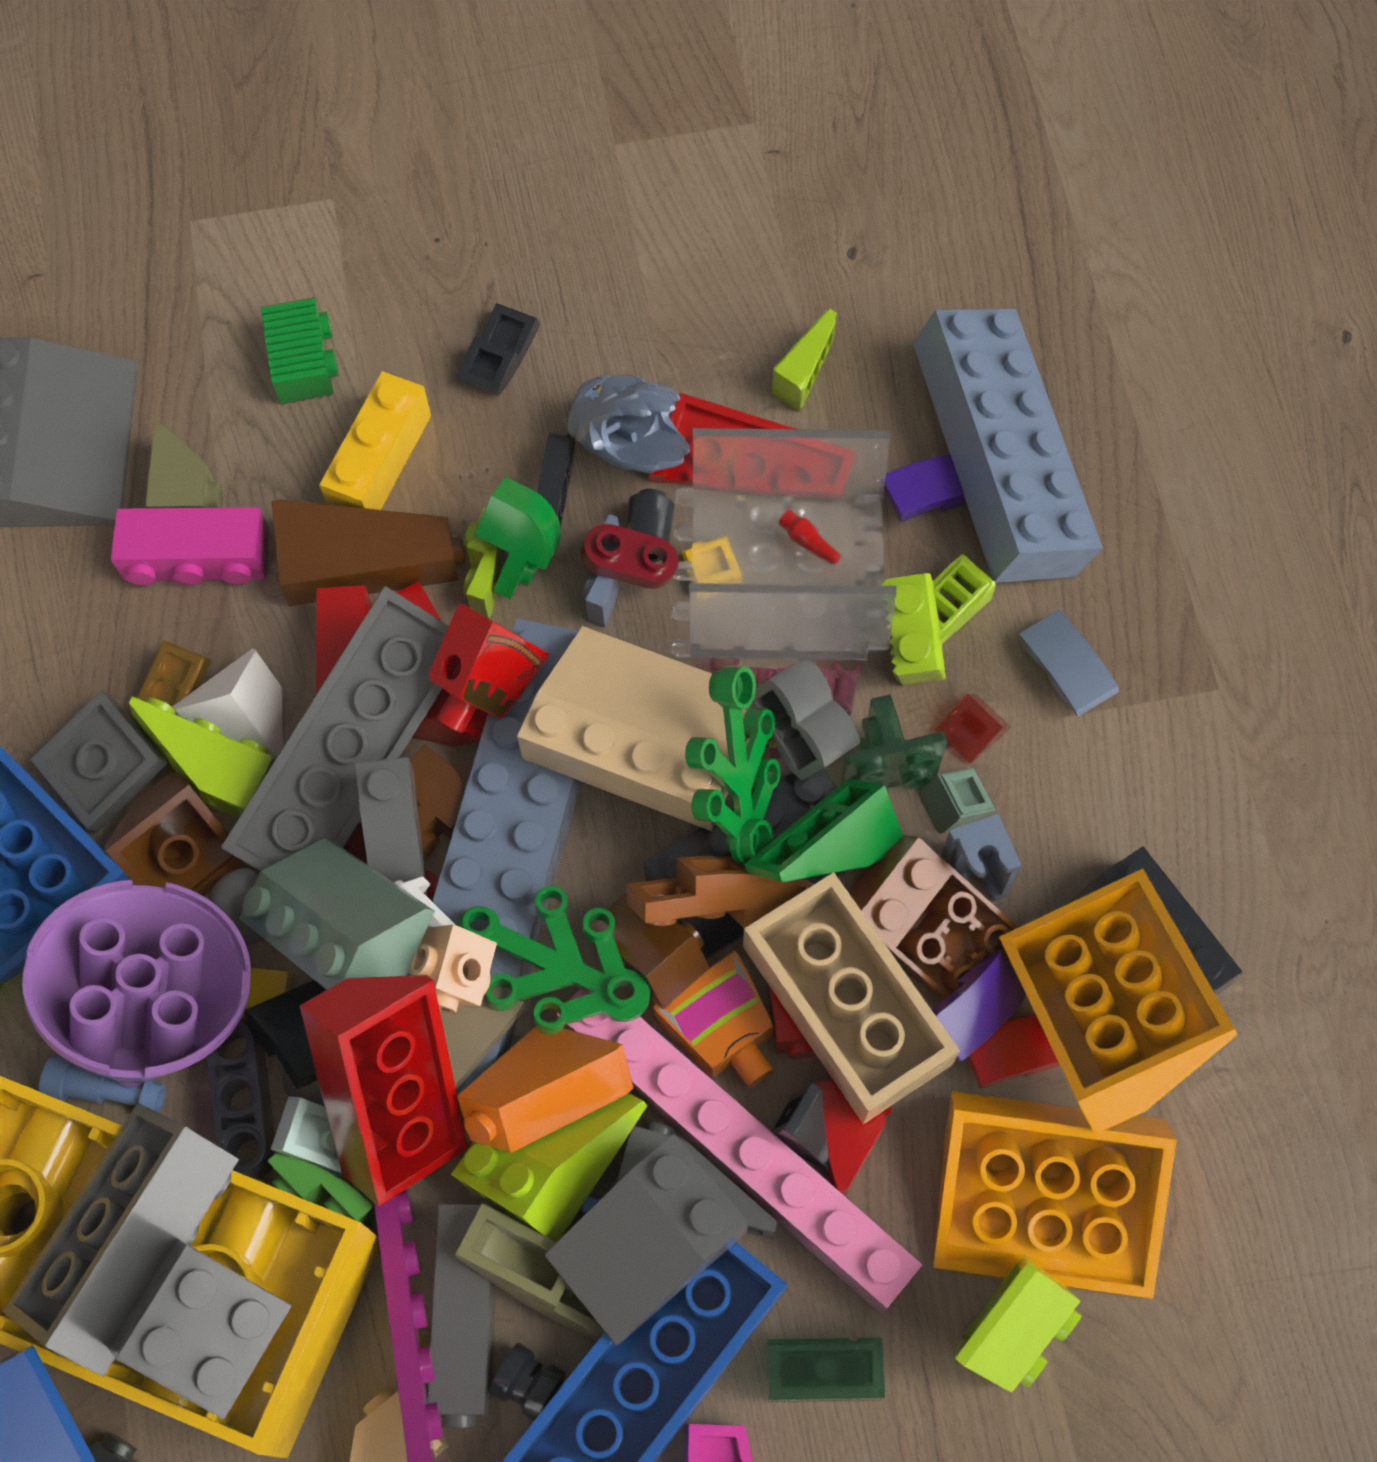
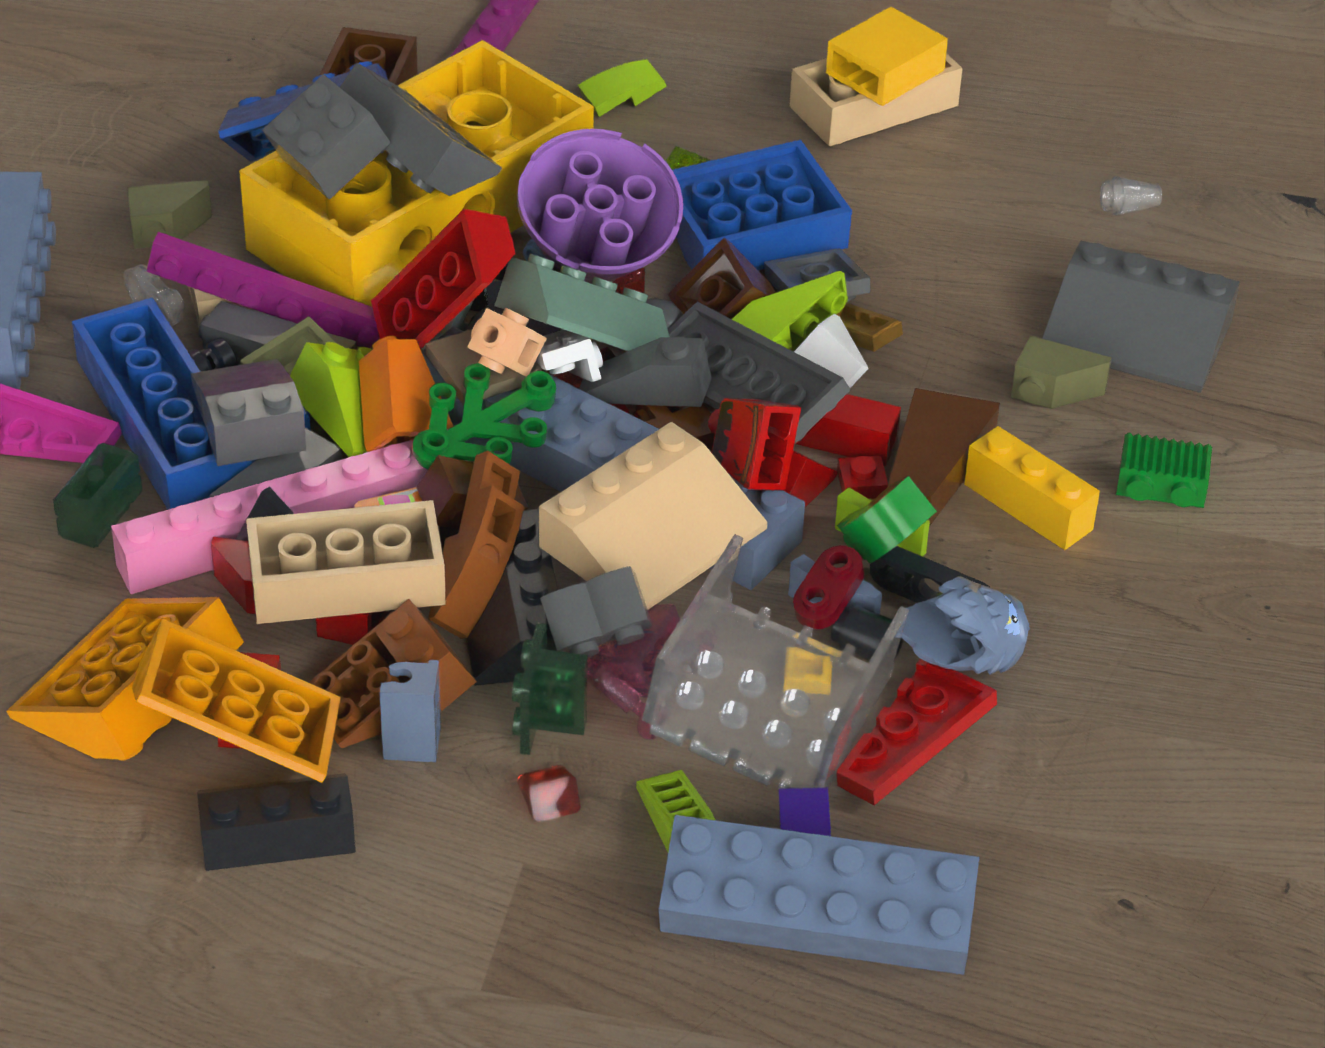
camera: 110 degrees right, 25 degrees down
(190, 545) = (988, 362): dark pink brick -> none
(499, 351) = (1106, 601): black slope -> none
(745, 829) = (558, 530): green plant -> none
(800, 366) = (993, 798): lime slope -> none
(806, 535) = (793, 720): red piece -> none
(838, 834) = (482, 603): green slope -> none
(915, 631) = (655, 752): lime brick -> none
(956, 799) = (487, 754): sand green slope -> none
(981, 1003) = (290, 649): dark purple slope -> none
(1018, 1326) = (45, 580): lime slope -> none
(1069, 662) = (553, 866): sand blue slope -> none

